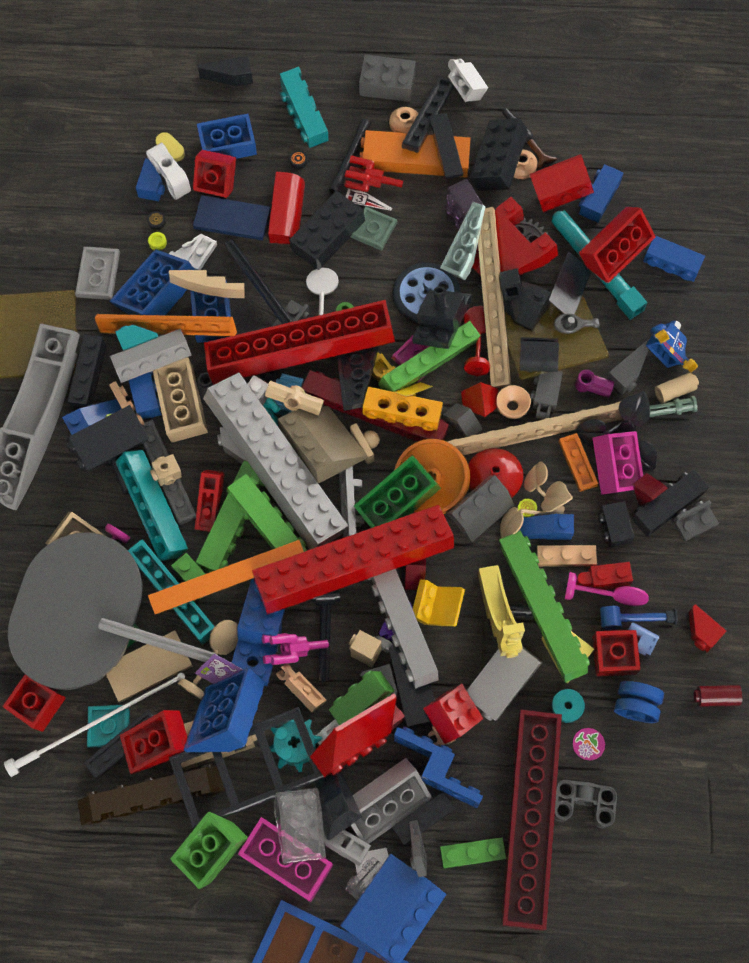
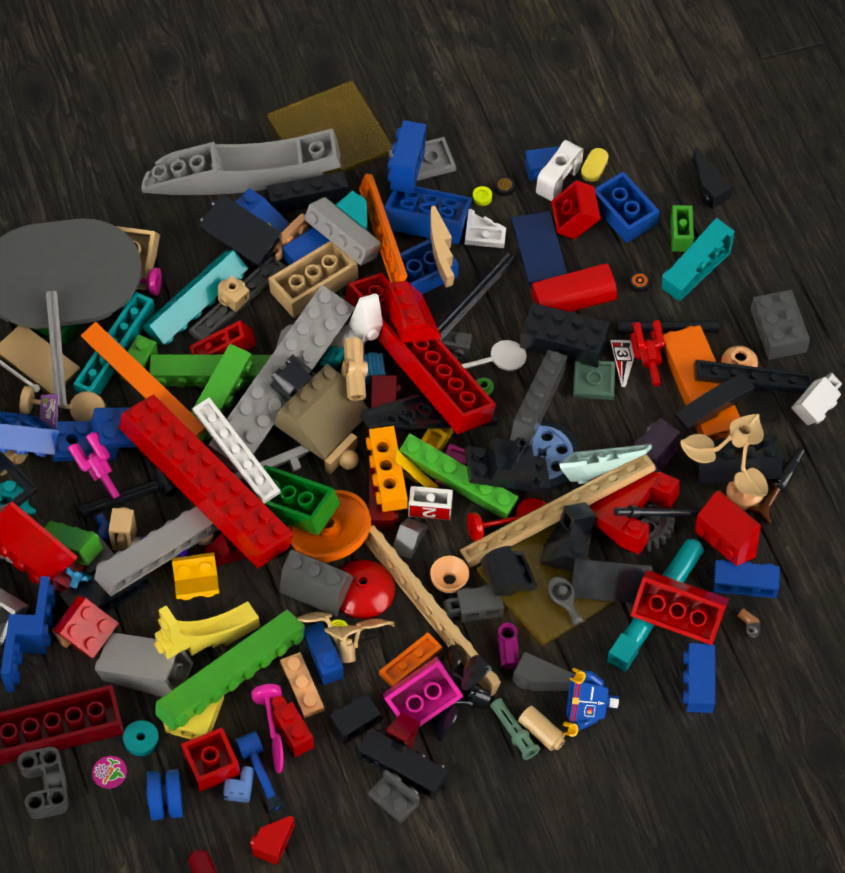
camera: 65 degrees right, 10 degrees down
(98, 276) = (407, 156): none -> blue brick
(254, 368) = (367, 318): none -> white slope
(264, 333) = (410, 313): none -> red slope
(267, 107) = (681, 228): none -> bright green brick
(289, 448) = (291, 378): none -> black cylinder
(301, 688) = (64, 494): light nougat plate -> none
(336, 521) = (236, 450): none -> white tile
(350, 665) = (103, 525): none -> blue arm
(387, 268) = (539, 396): none -> dark grey brick
(401, 702) = (77, 577): none -> dark azure plant
(444, 387) = (430, 503): none -> white brick
(480, 398) = (439, 543): red slope -> none
(483, 133) = (743, 432): none -> tan plant
(530, 237) = (635, 511): none -> black bar
(645, 206) = (752, 623): none -> arm

